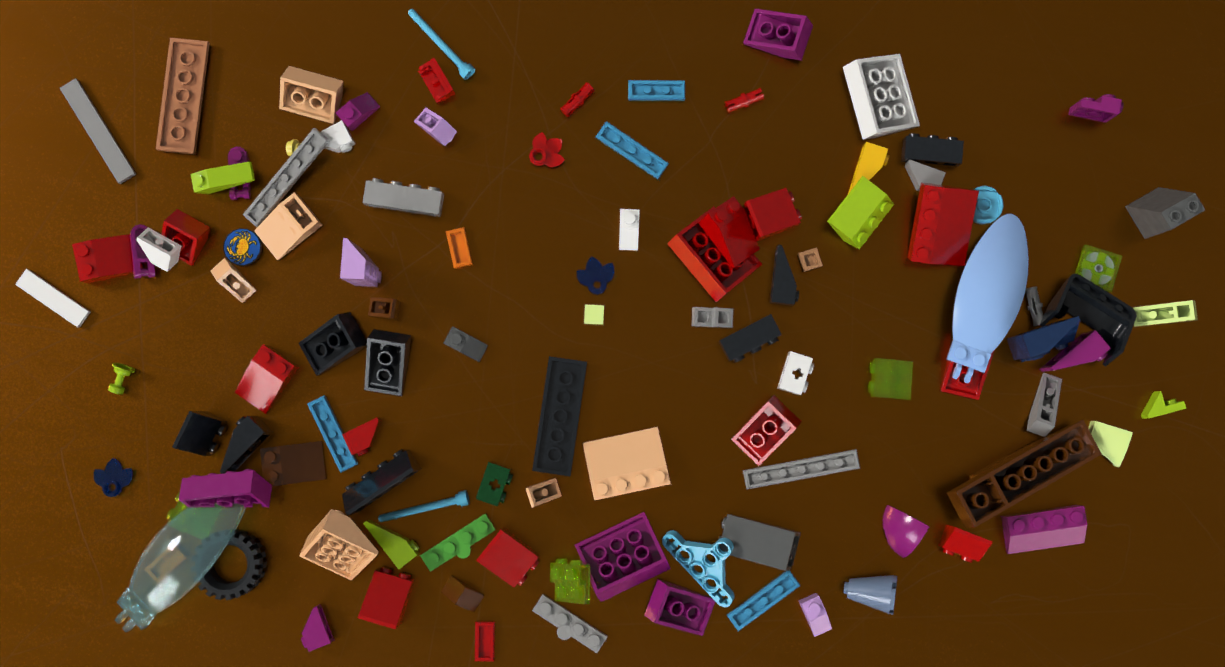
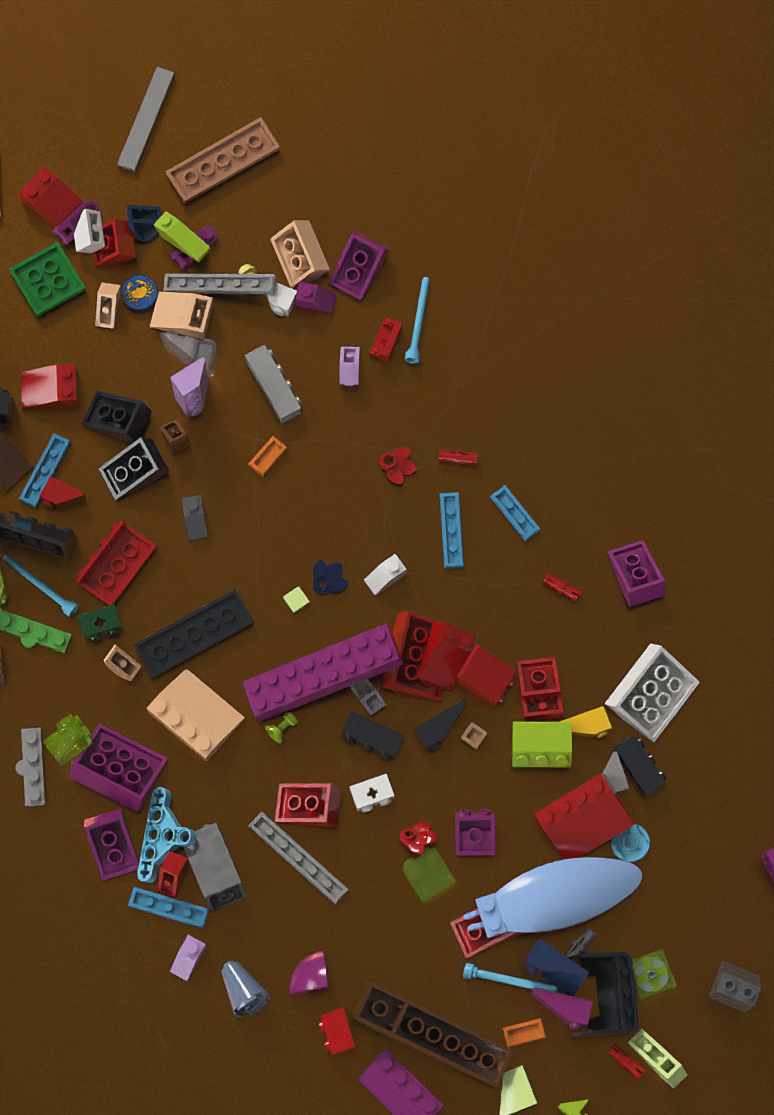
camera: 50 degrees right, 10 degrees down
(172, 312) = (47, 279): none -> green plate
(183, 199) = (142, 220): none -> dark blue slope
(326, 242) = (190, 349): none -> clear slope
(357, 55) = (358, 265): none -> magenta slope
(454, 435) = (115, 563): none -> red bracket
(508, 558) = (49, 677): red slope -> none
(673, 339) = (323, 672): none -> magenta brick
(689, 411) = (276, 731): none -> lime piece
(741, 578) = (171, 874): none -> red slope
(813, 180) = (540, 690): none -> red slope
(860, 362) = (419, 837): none -> red plate
(887, 317) = (475, 832): none -> magenta plate
(993, 403) = (472, 972): none -> medium azure piece
(1045, 405) = (504, 1015): light grey slope -> none
(1069, 398) = (524, 1033): none -> orange tile
(1148, 338) = (626, 1061): none -> red pin

